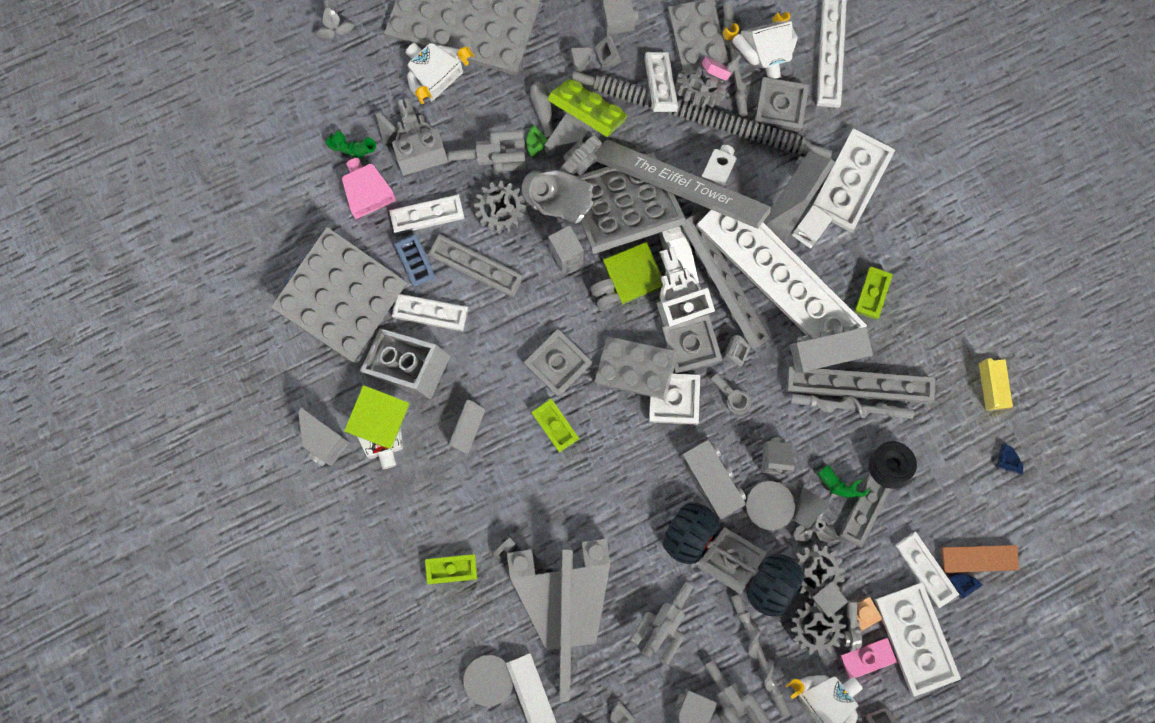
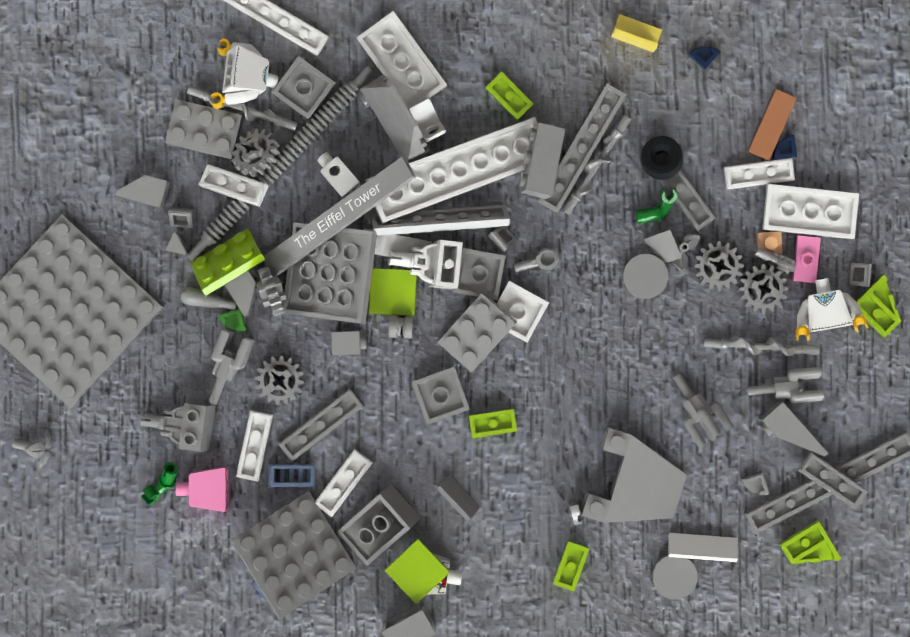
camera: 60 degrees left, 10 degrees up
(387, 130) = (162, 446): light grey slope -> none
(434, 69) = (125, 379): white torso -> none
(558, 194) = (296, 327): light grey hair -> none
(565, 623) = (660, 493): light grey tile -> none
(714, 479) = (602, 312): light grey brick -> none
(716, 68) = (244, 130): bright pink tile -> none
(733, 559) = (675, 331): black plate -> none
(777, 457) = (609, 251): light grey slope -> none
(829, 599) = (746, 268): light grey tile -> none

